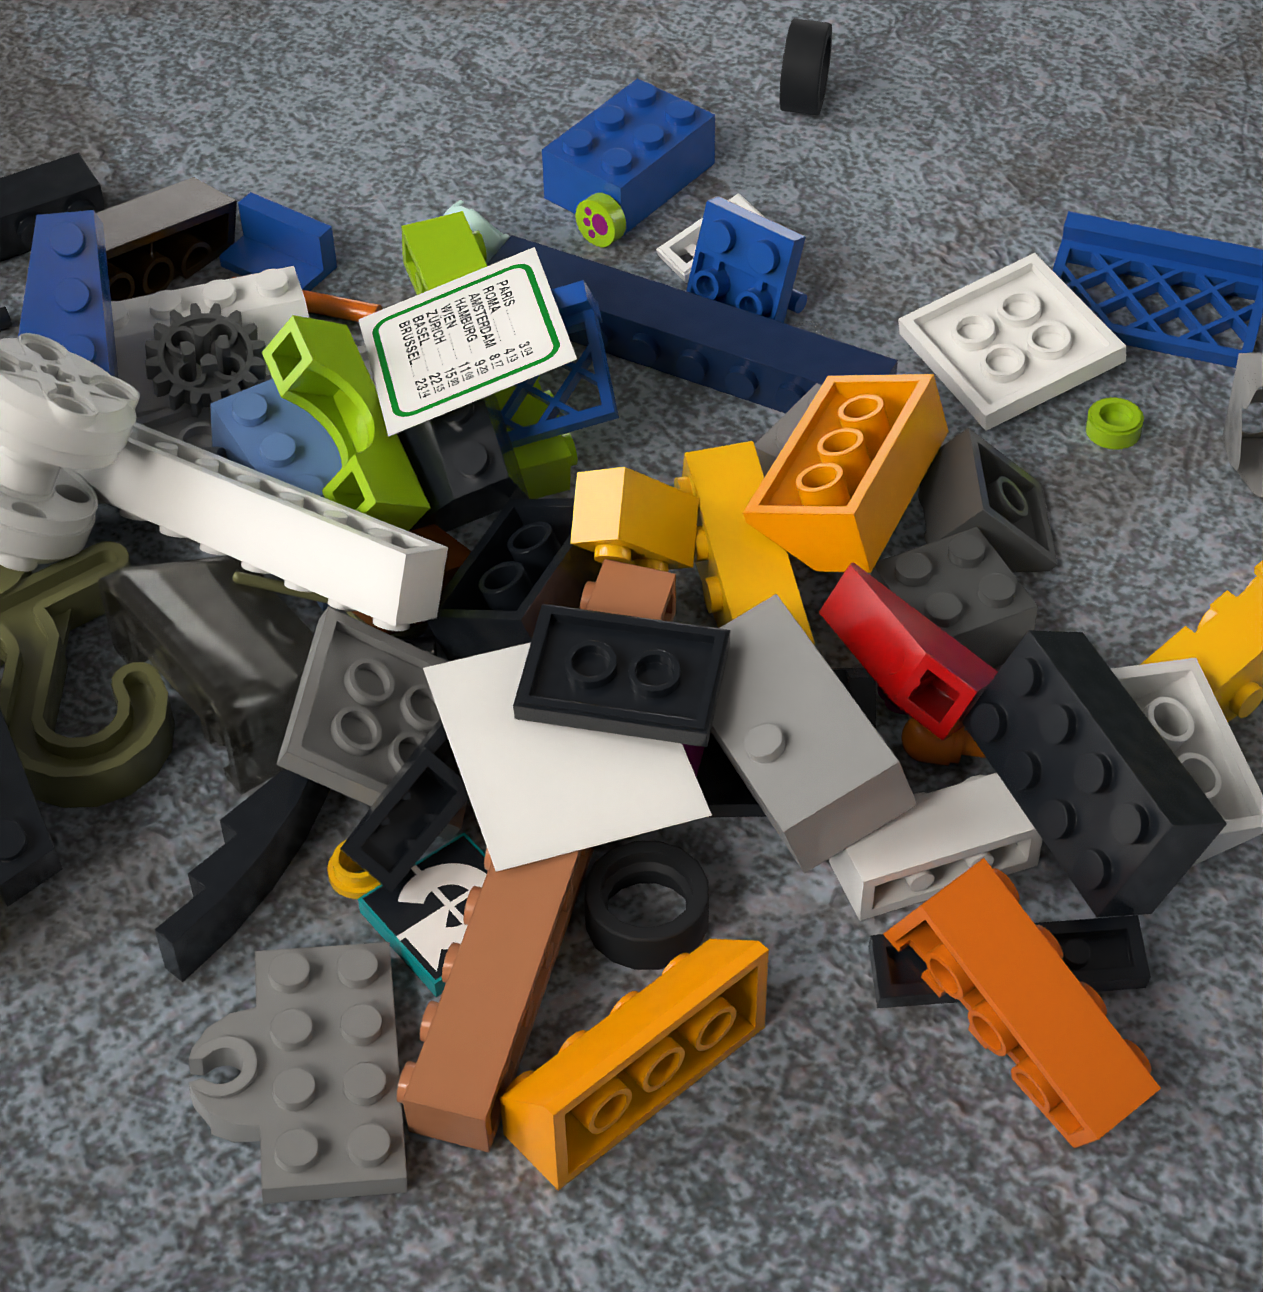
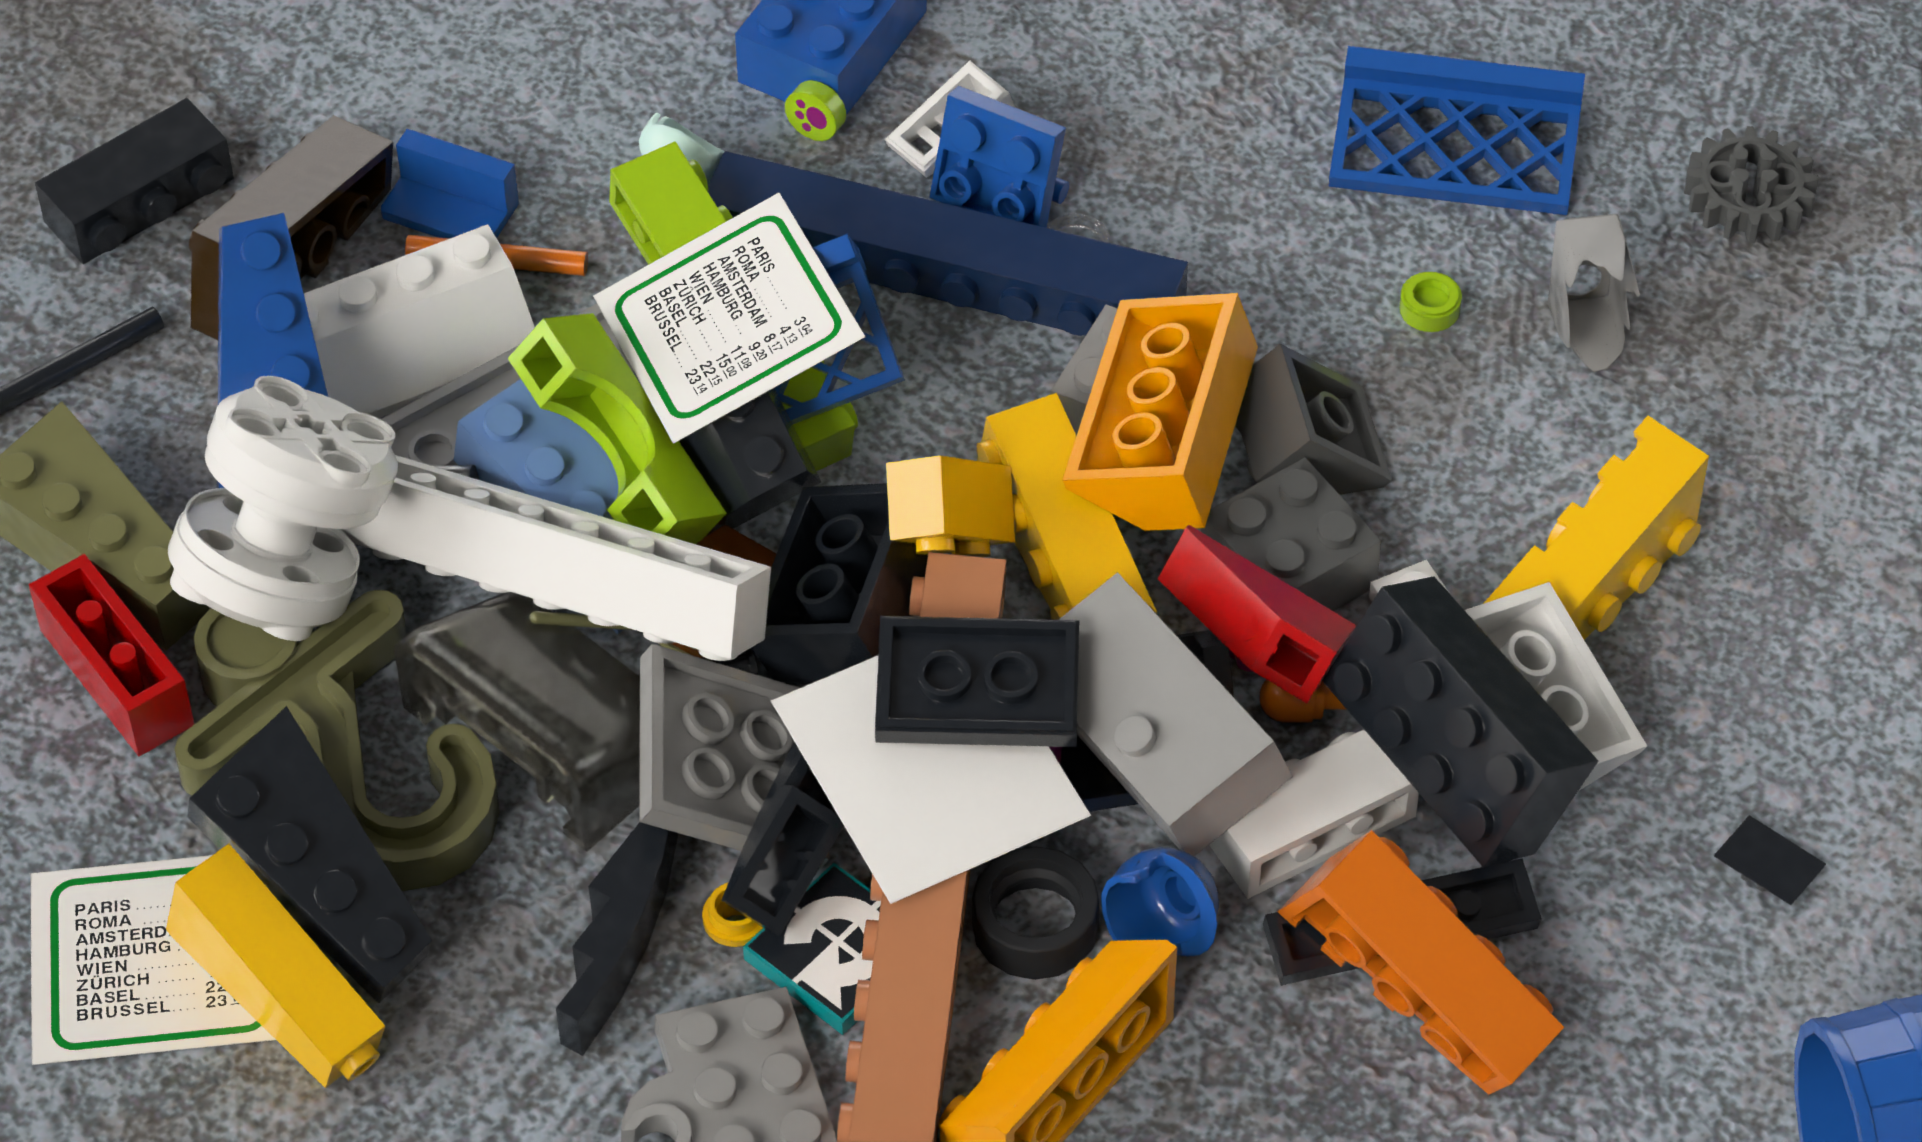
camera: 10 degrees left, 5 degrees up
(235, 349) = (391, 369): dark grey gear -> none
(771, 903) = (1163, 897): none -> blue helmet
(1011, 341) = (1305, 216): white plate -> none

